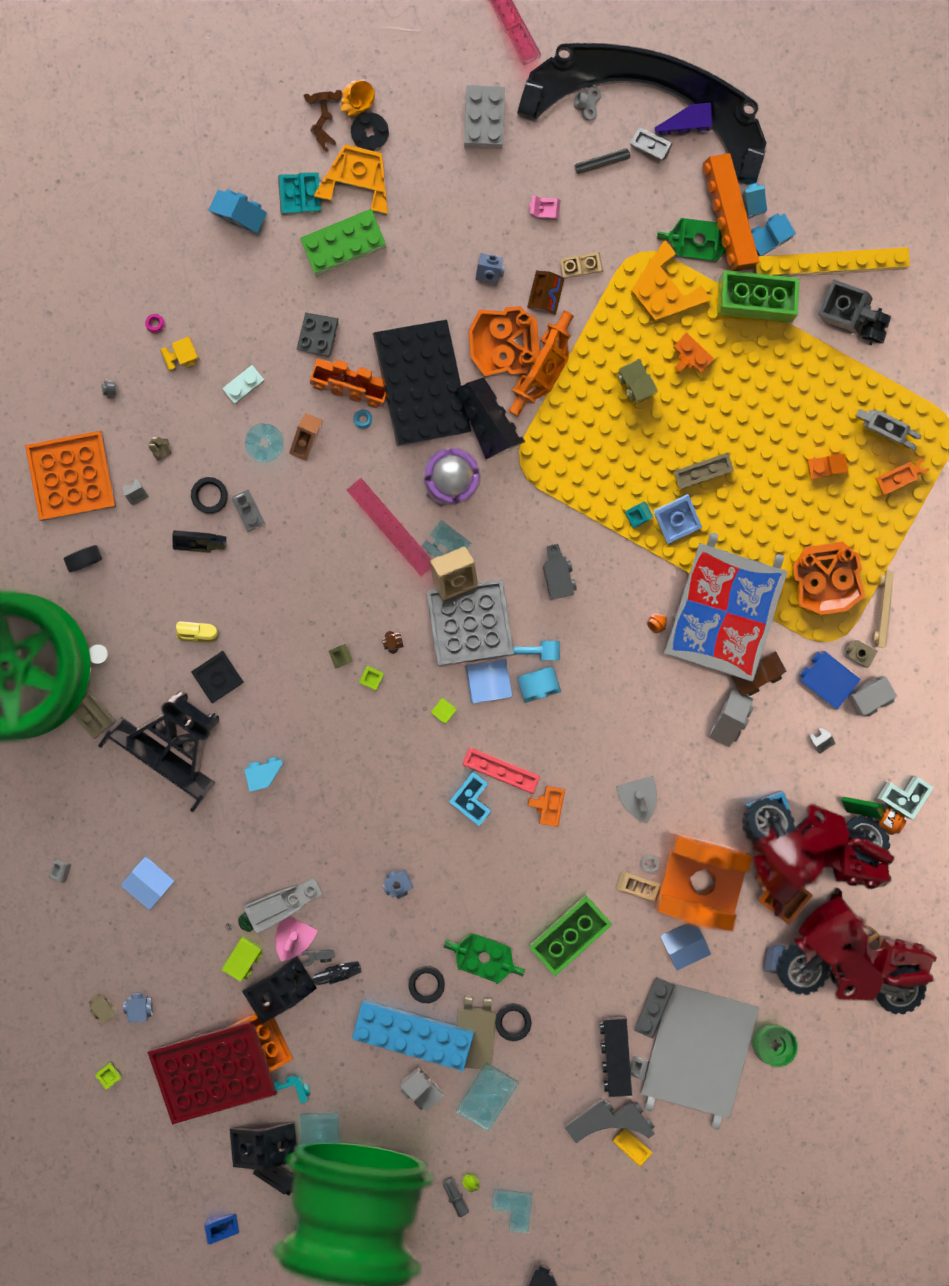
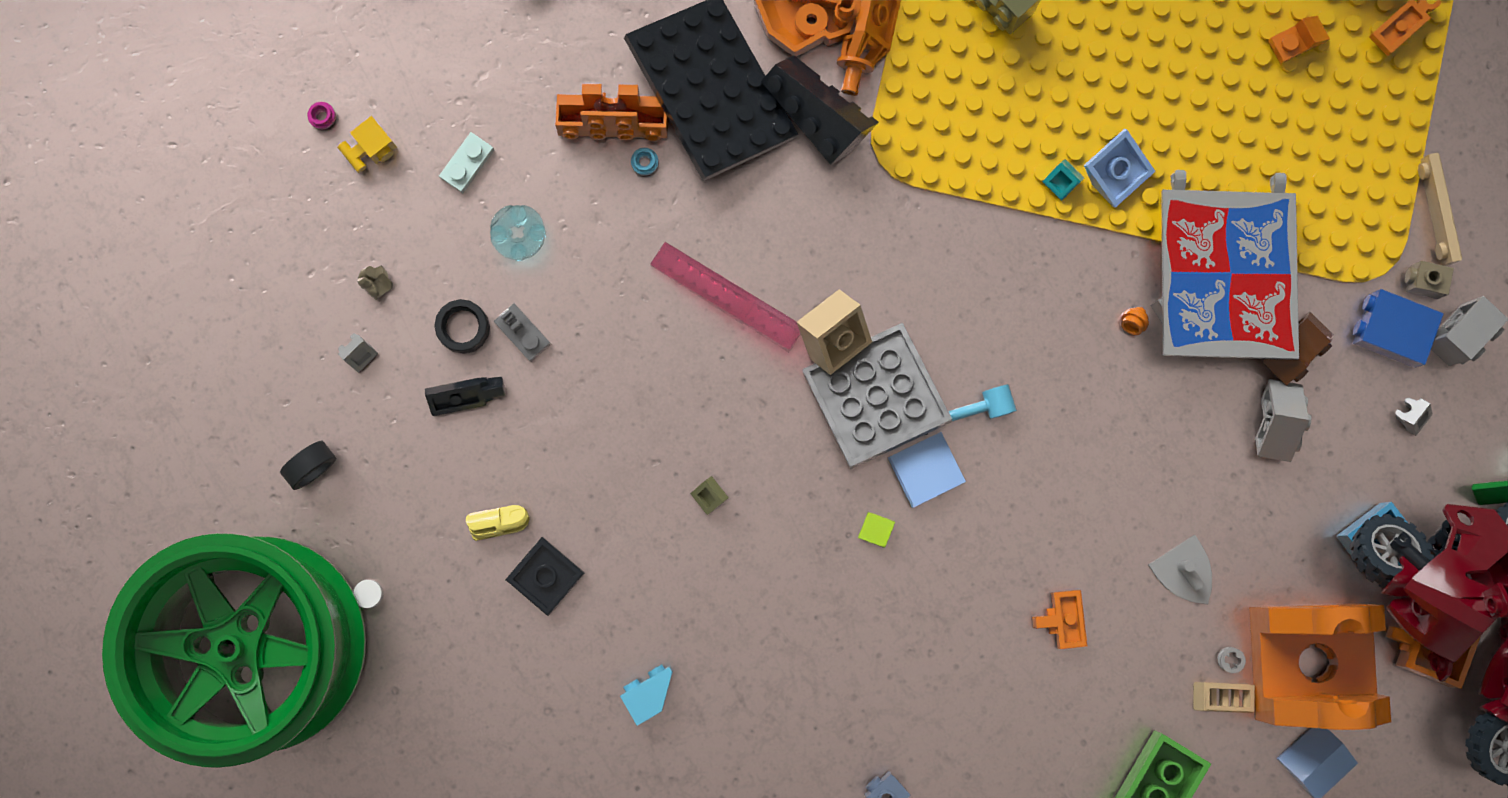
camera: 20 degrees left, 5 degrees down
(70, 475) = (260, 356): orange plate -> none
(93, 716) = (384, 683): dark tan plate -> none
(108, 388) = (281, 221): dark grey plate -> none
(160, 757) = (495, 714): black piece -> none
(305, 436) = (572, 207): nougat slope -> none
(317, 334) = (549, 64): dark grey hinge -> none
(371, 677) = (762, 513): lime plate -> none
(392, 642) = (777, 453): reddish brown plate -> none
(447, 537) = (806, 287): clear light blue plate -> none
(451, 476) = (792, 197): piece -> none
(466, 799) = (946, 642): medium azure brick -> none
(501, 770) = (981, 590): coral tile -> none
(539, 684) = (999, 452): medium azure brick -> none
(557, 574) = (979, 292): dark grey hinge -> none
(703, 471) = (1133, 93): dark tan plate -> none
(772, 956) = (1452, 743): sand blue brick -> none
(830, 593) = (1361, 207): orange brick -> none

